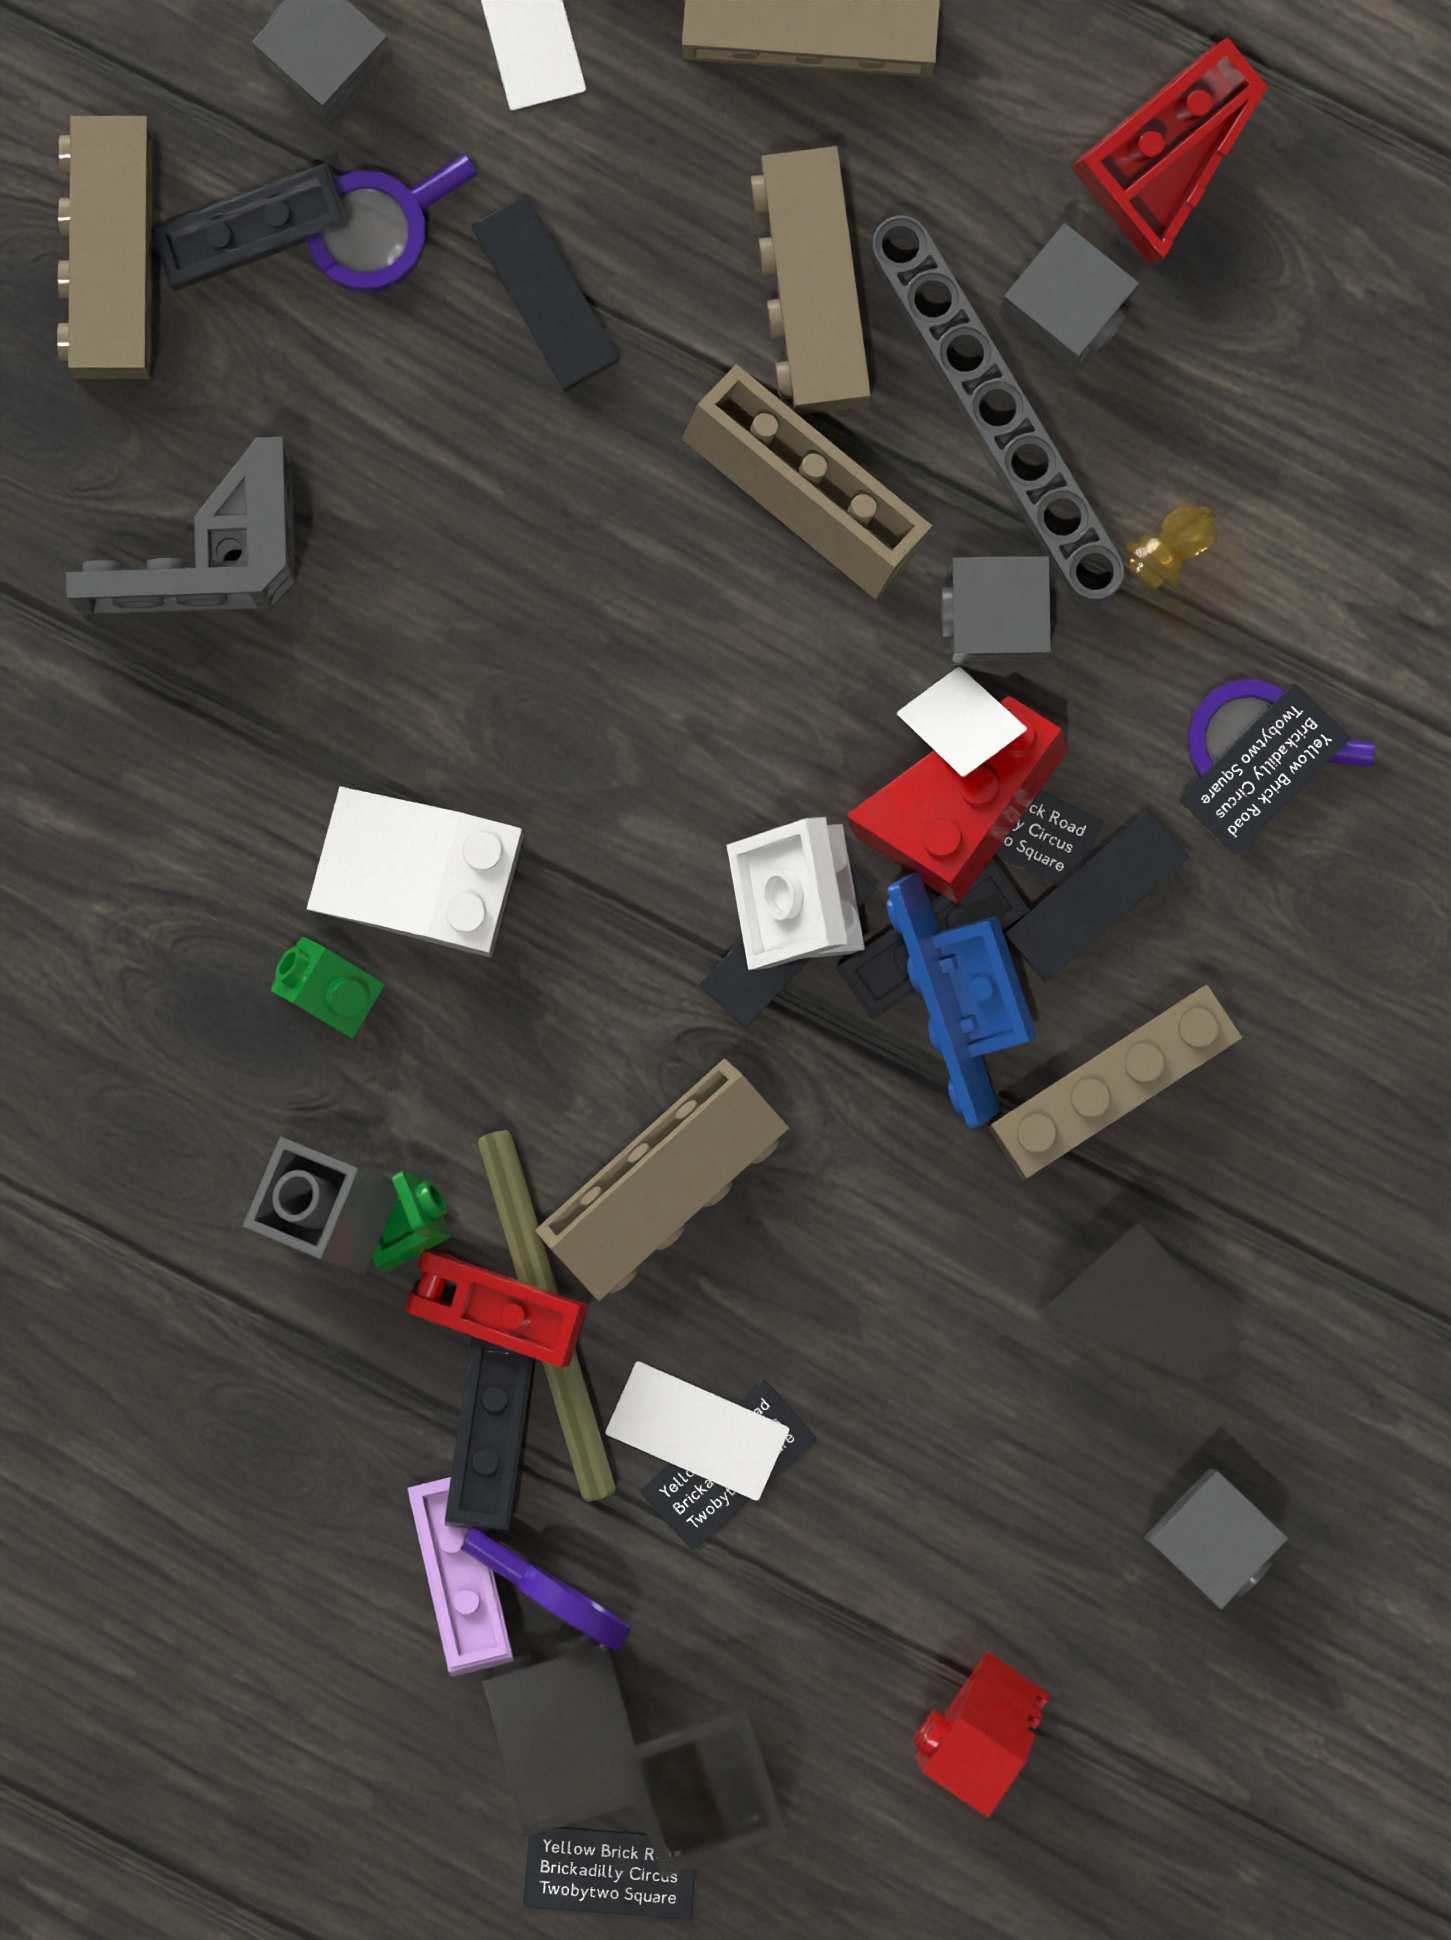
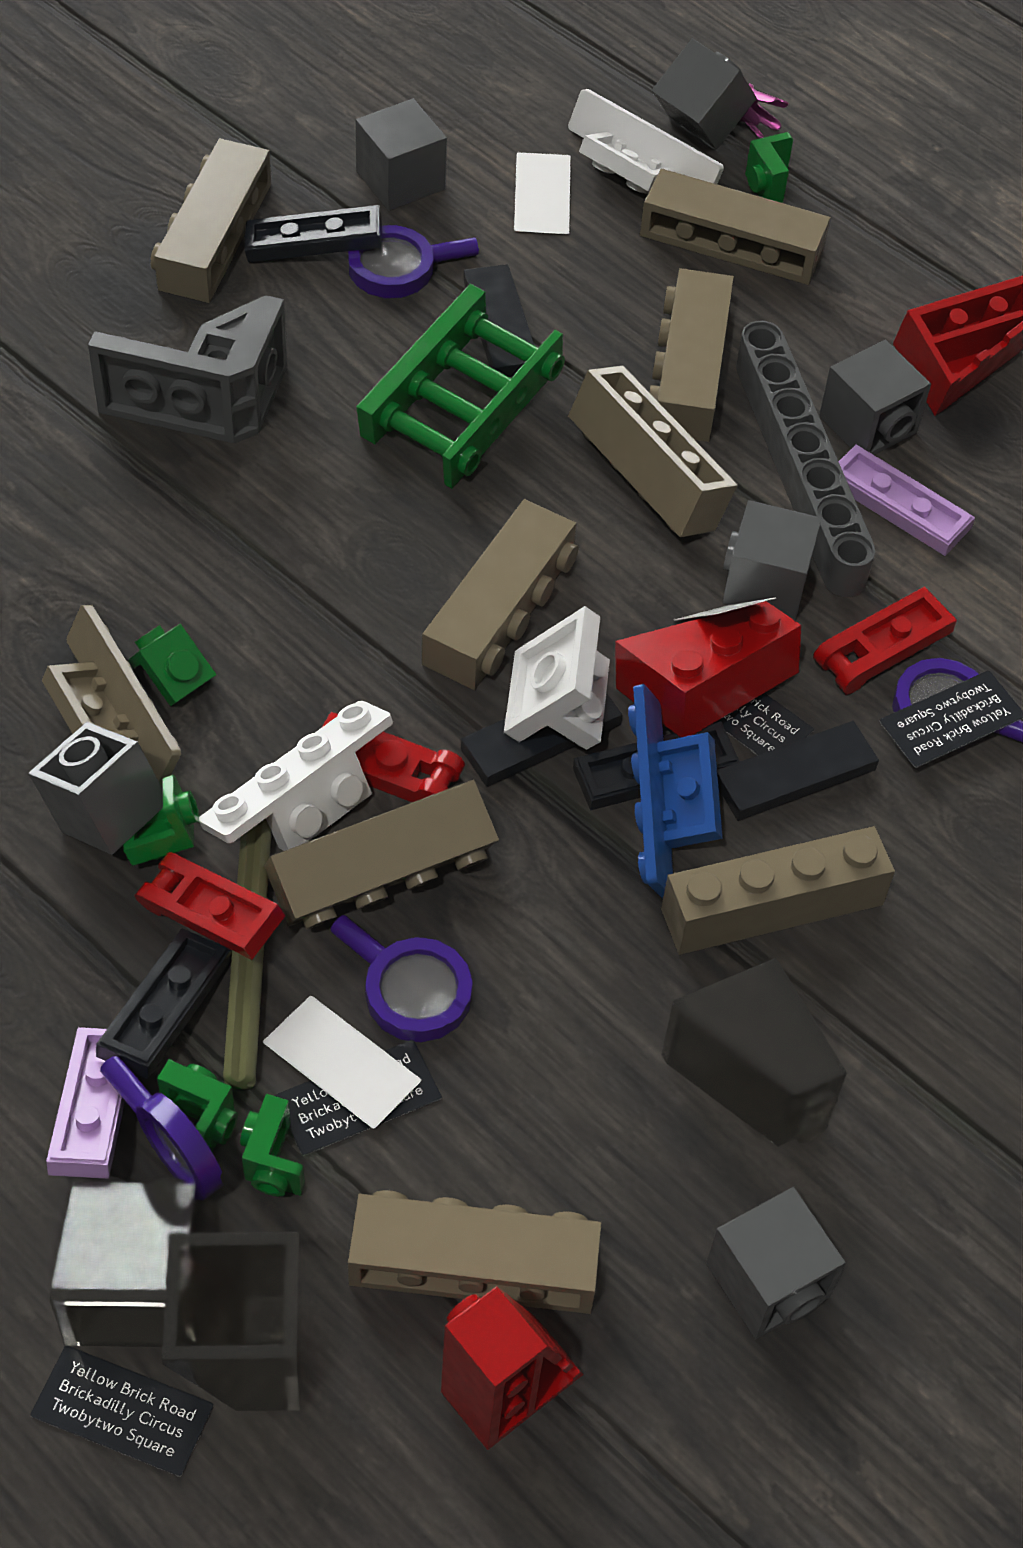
camera: 15 degrees right, 30 degrees down
(272, 1070) = (108, 693): none -> dark tan bracket
(416, 870) = (278, 612): white slope -> none
(495, 399) = (441, 349): none -> green fence
(543, 1114) = (305, 786): none -> white bracket
(561, 1526) = (202, 1098): none -> green bracket
(618, 1037) = (394, 764): none -> red plate
(651, 1556) = (263, 1139): none -> green bracket
(683, 758) = (499, 595): none -> dark tan brick
(745, 1320) = (413, 986): none -> dark purple piece
(907, 1614) = (470, 1250): none -> dark tan brick
(1133, 432) = (904, 501): none -> lavender tile
(1153, 563) = (897, 569): clear yellow plate -> none
(1163, 671) = (885, 639): none -> red plate
(1188, 531) = (927, 558): clear yellow plate -> none

